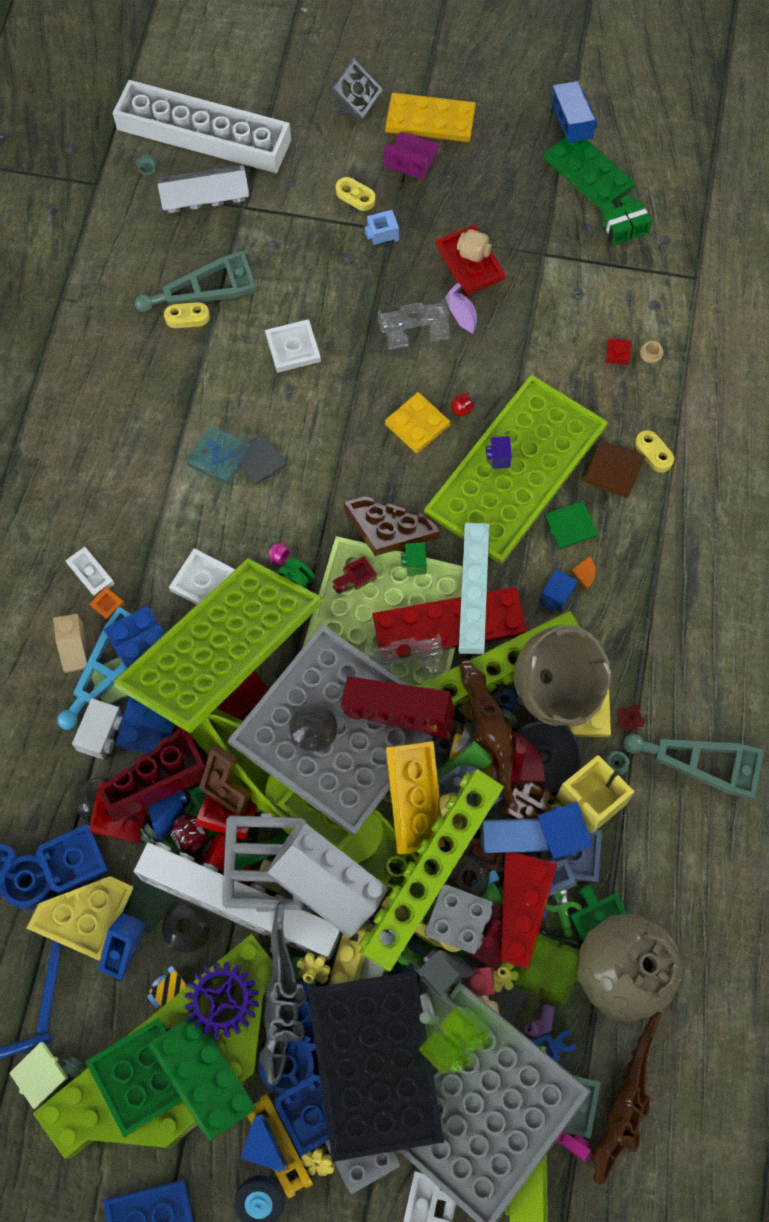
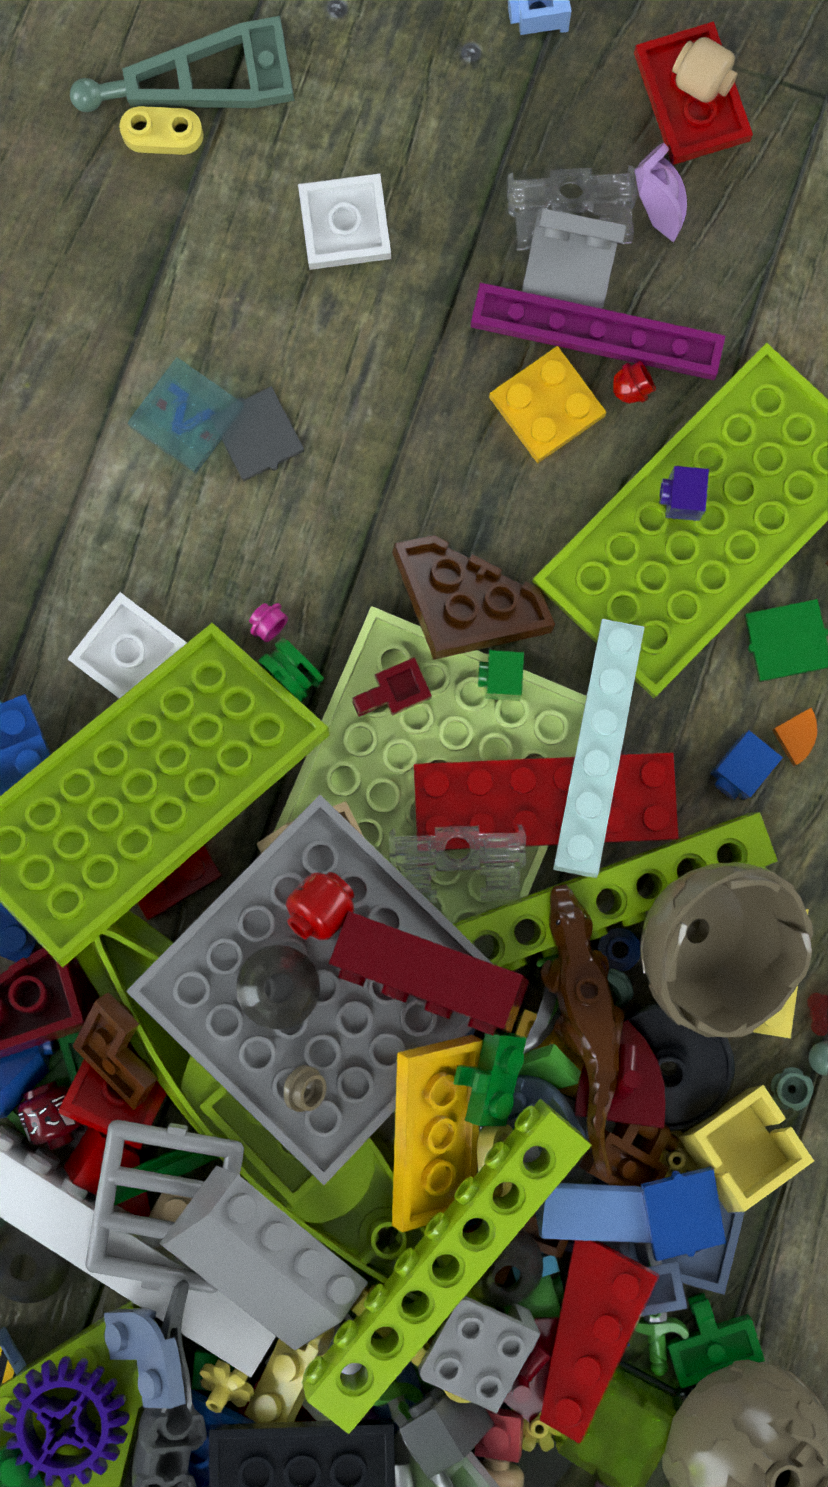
camera: 10 degrees right, 15 degrees up
(264, 942) = (136, 1336): none -> sand blue plate
(330, 678) = (319, 905): none -> red head
(336, 778) = (304, 1089): none -> dark tan plate
(418, 345) = (571, 257): none -> light grey bracket
(438, 381) = (597, 331): none -> magenta plate
(443, 763) = (493, 1079): none -> green plate

